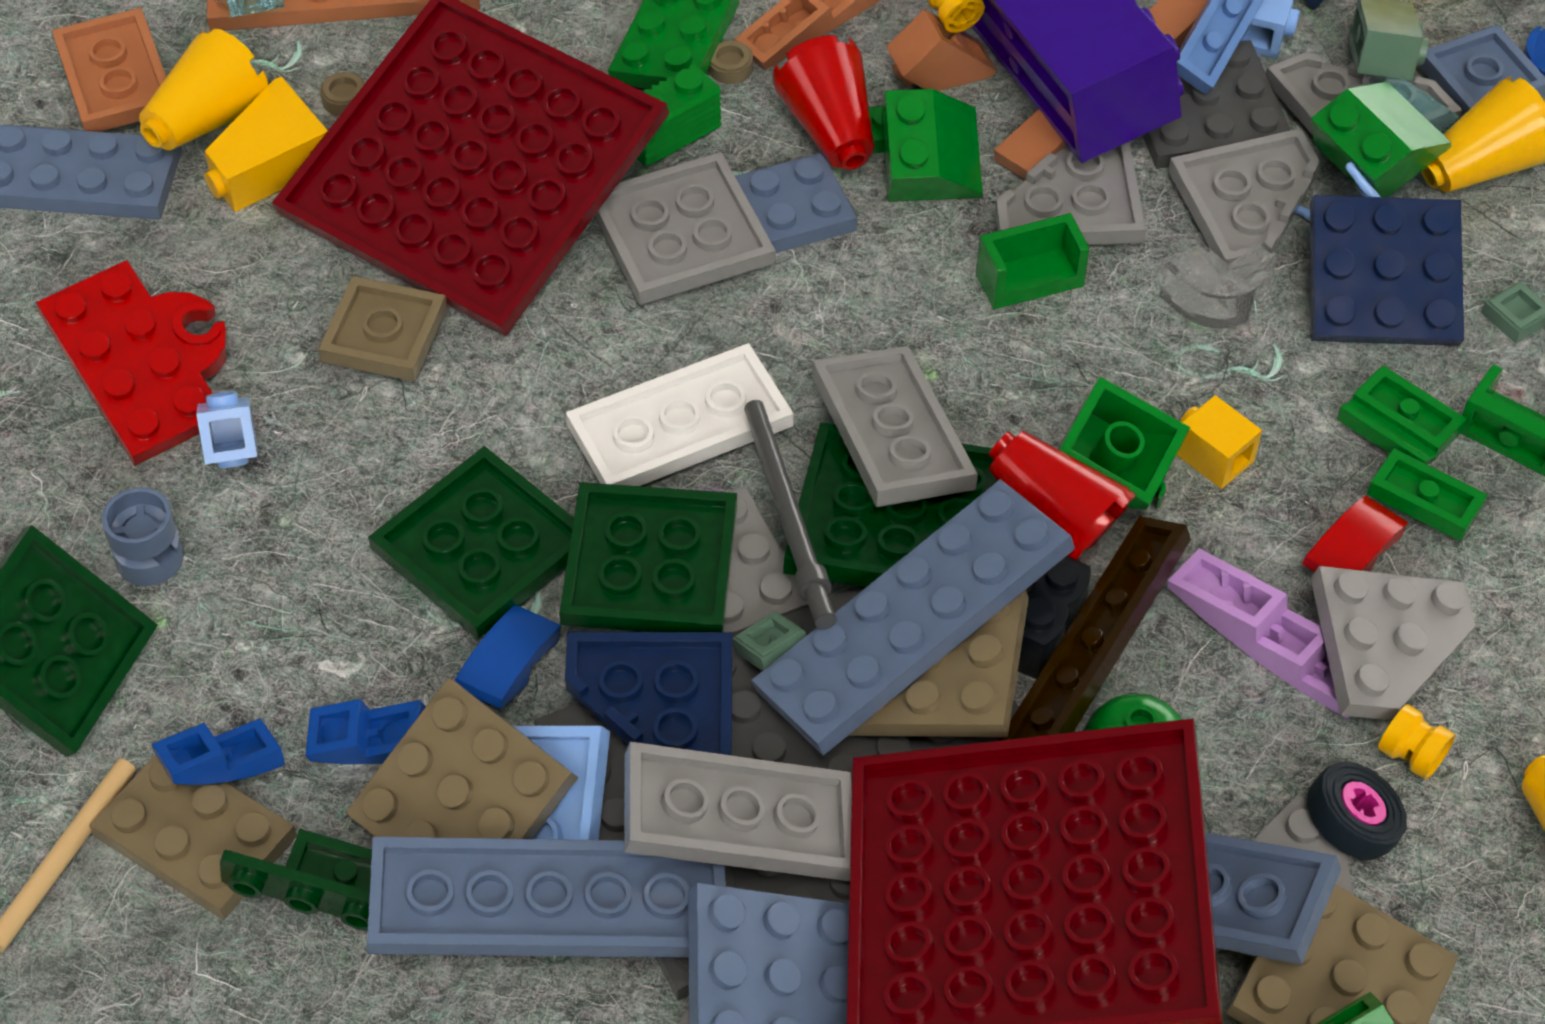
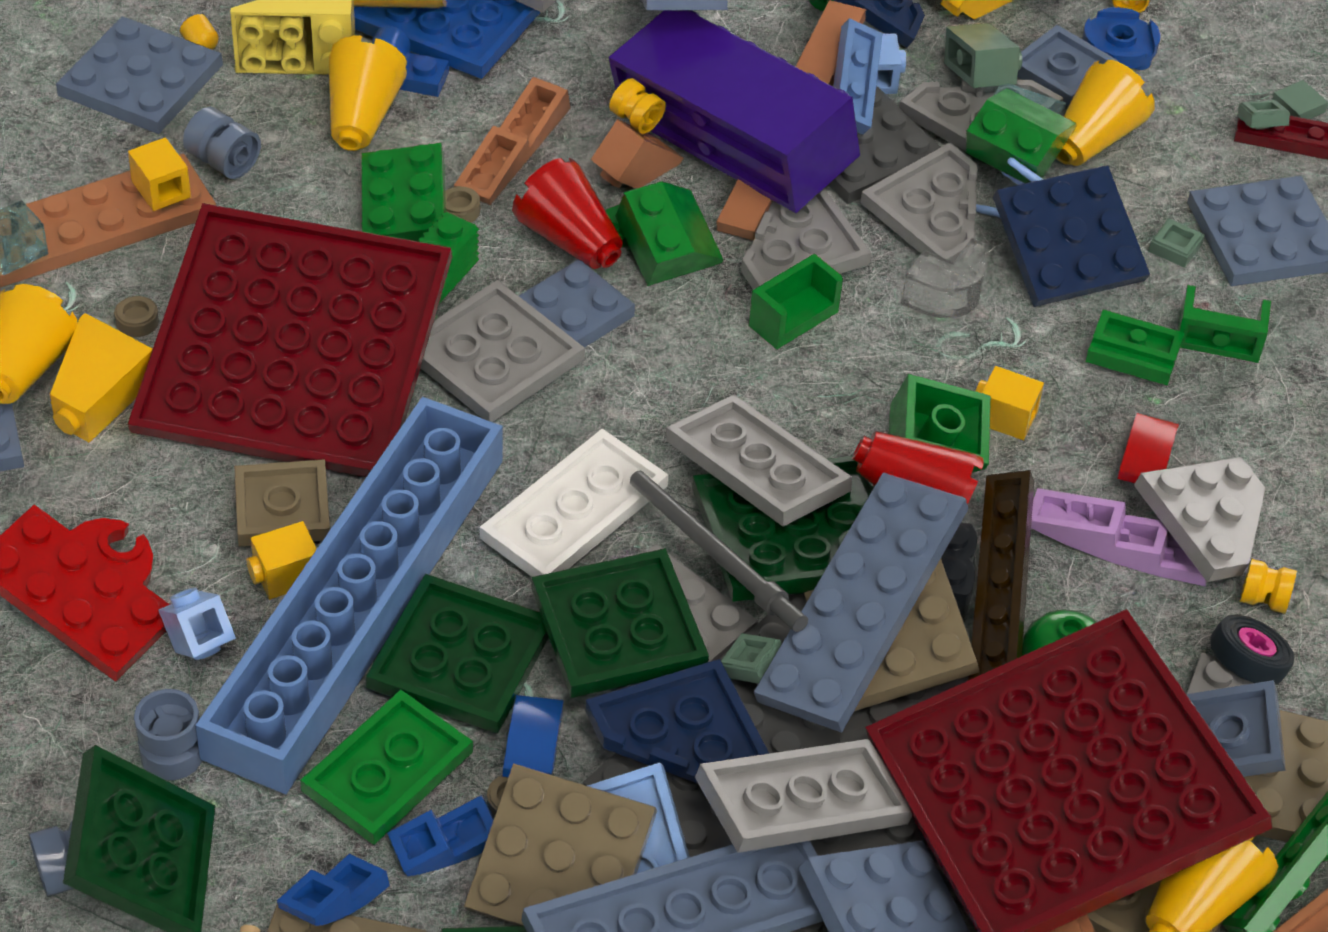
camera: 25 degrees left, 5 degrees down
(344, 638) = (386, 766): none -> green plate
(352, 390) = (280, 558): none -> yellow brick
(395, 443) = (349, 596): none -> medium blue brick
(1427, 494) = (1182, 399): green plate -> none

